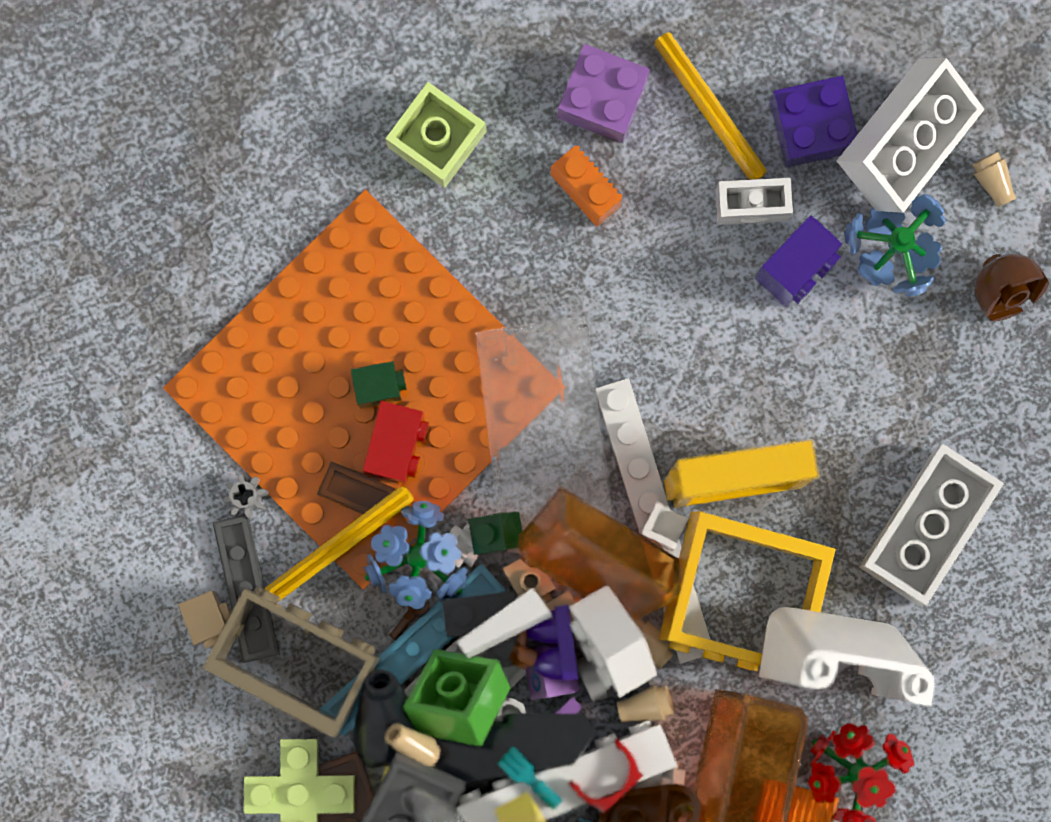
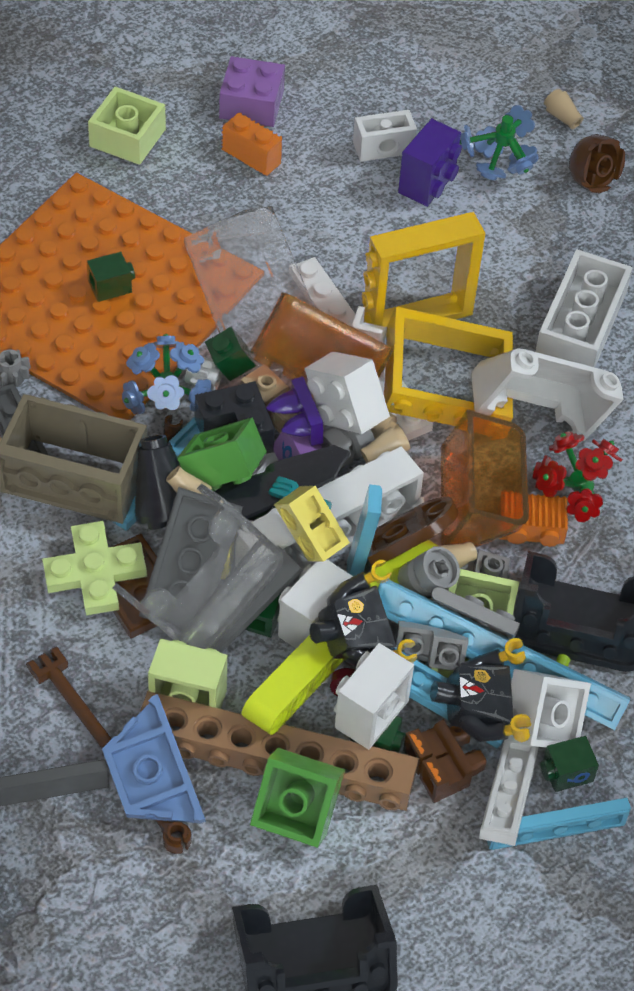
camera: 15 degrees left, 30 degrees down
(341, 542) = (110, 371): yellow axle -> none
(352, 488) = (103, 351): reddish brown tile -> none
(395, 443) = (132, 310): red brick -> none
(510, 621) = (253, 392): white piece -> none
(521, 654) = (271, 415): reddish brown hand -> none
(604, 804) = (388, 482): red cap -> none
(710, 107) = (326, 88): yellow axle -> none
(813, 121) = (418, 87): dark purple brick -> none
(910, 135) = (492, 77): white brick -> none

